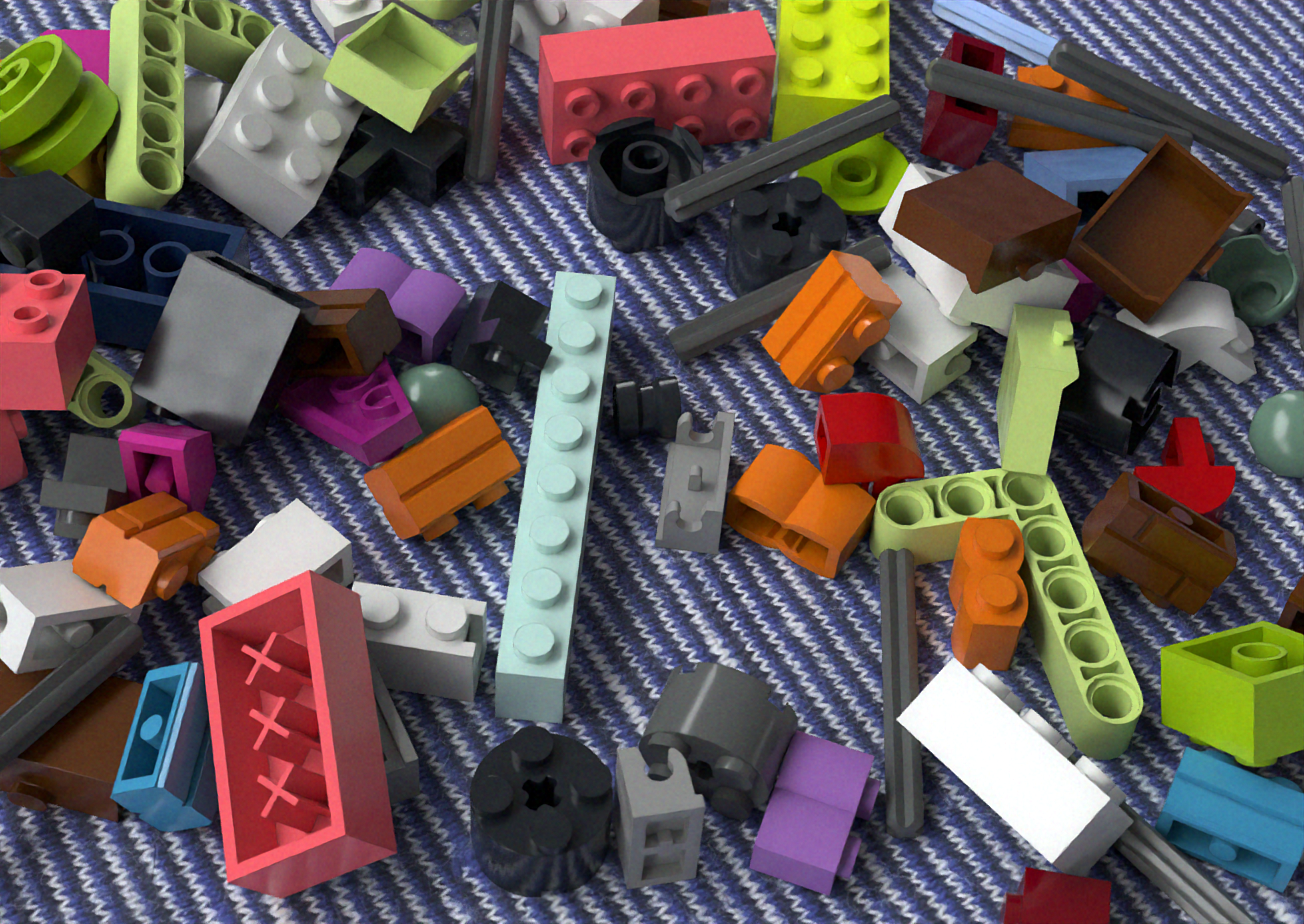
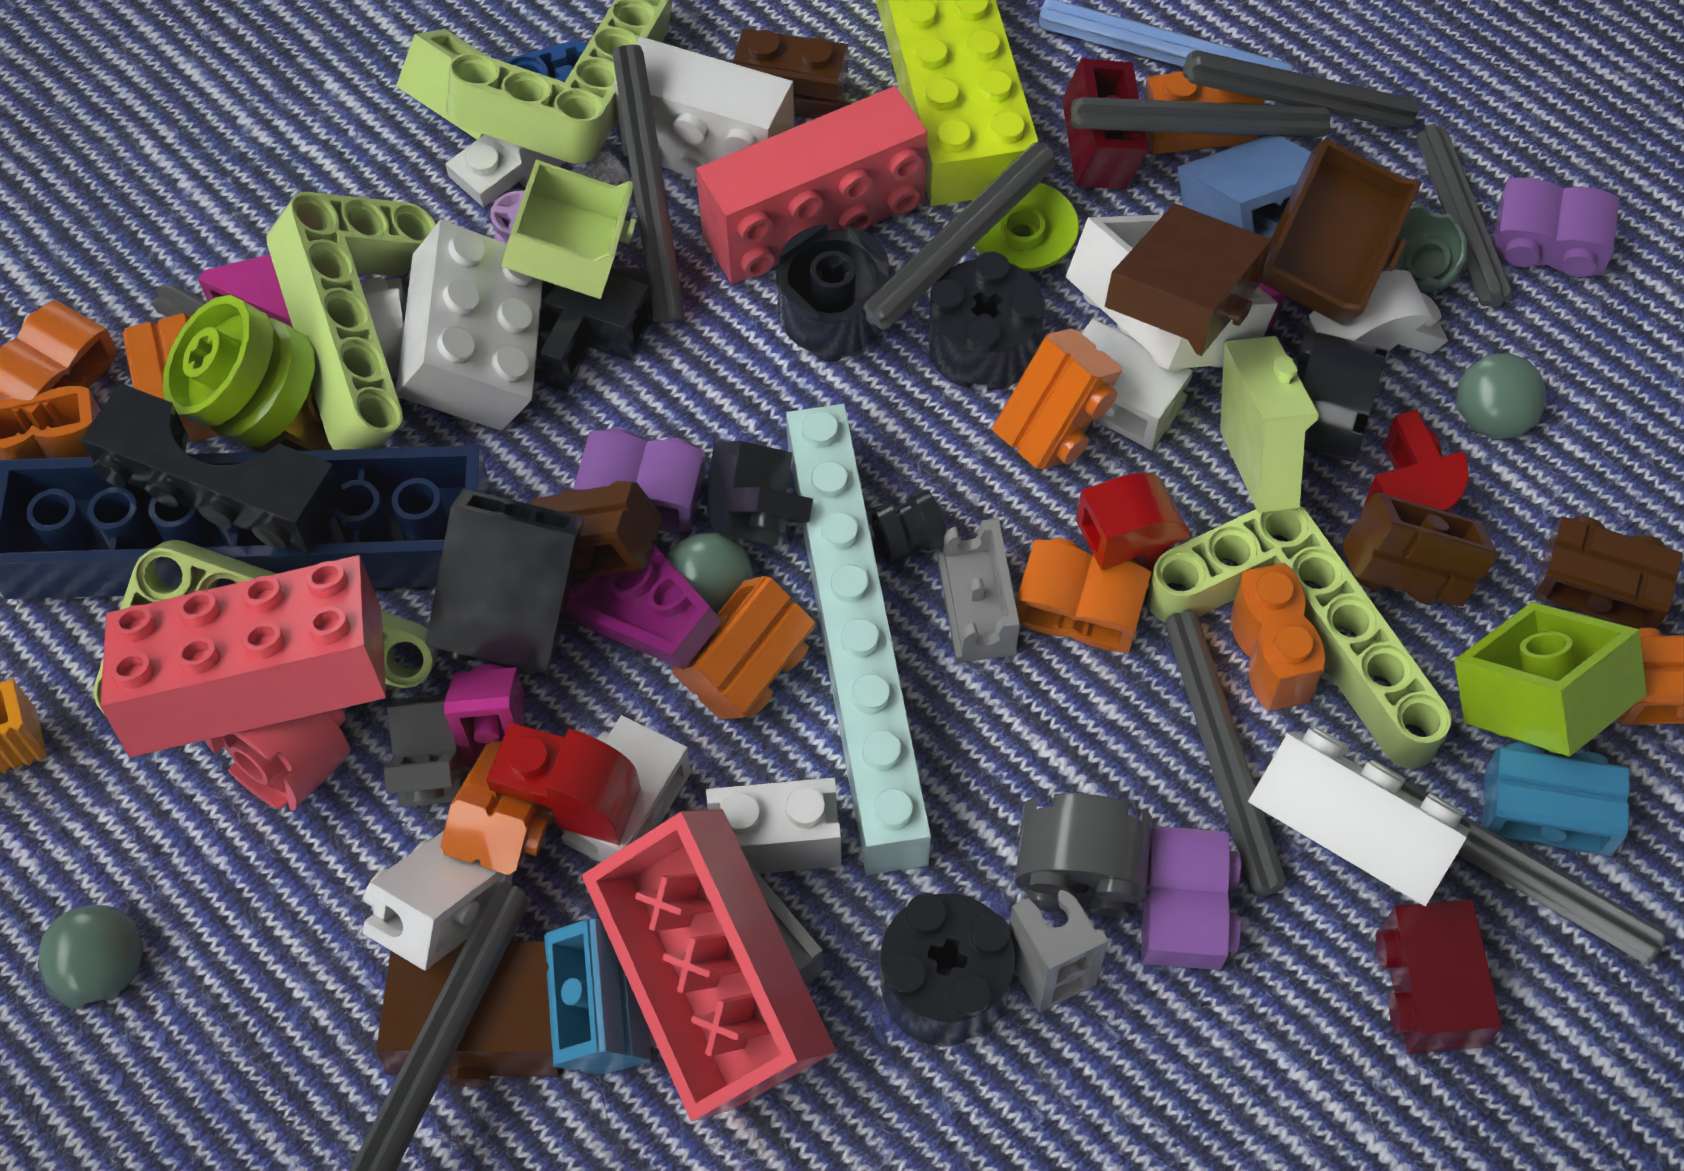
camera: 10 degrees left, 10 degrees up
(225, 525) = (575, 775): none -> red brick
(760, 305) = (989, 387): dark grey axle -> none

